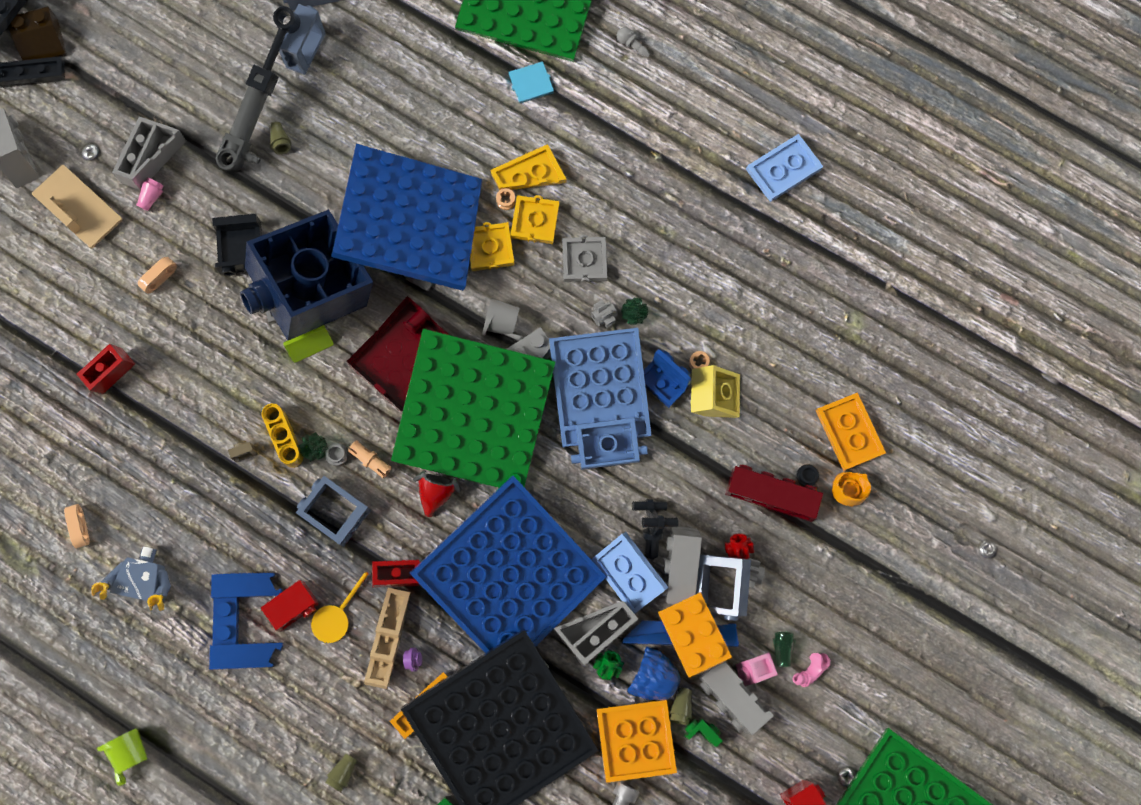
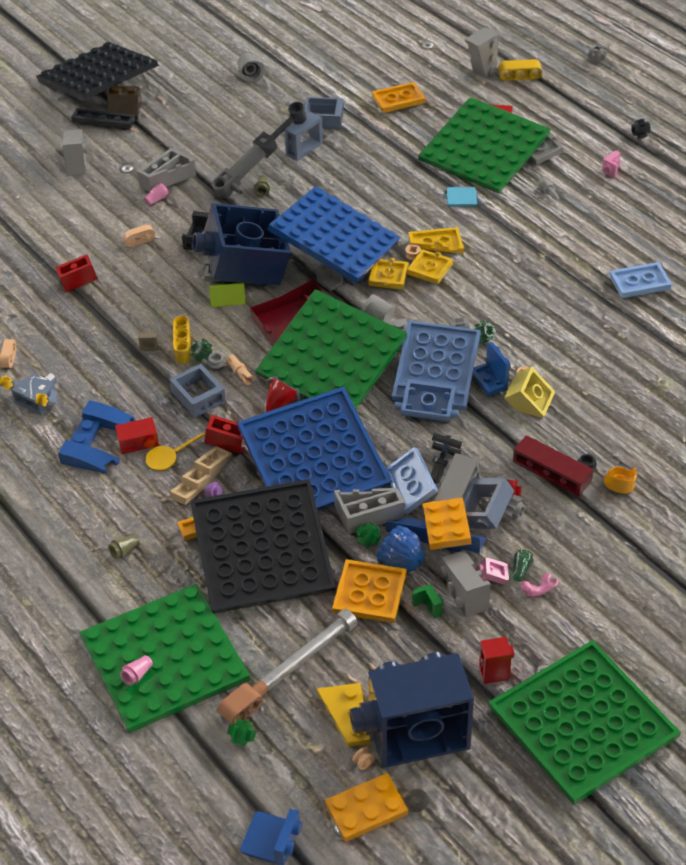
camera: 25 degrees right, 30 degrees down
(77, 206) = (103, 191): tan bracket -> none
(584, 259) = (458, 296): light grey plate -> none
(682, 707) = (417, 579): olive cone -> none
(850, 431) = (634, 444): light orange plate -> none

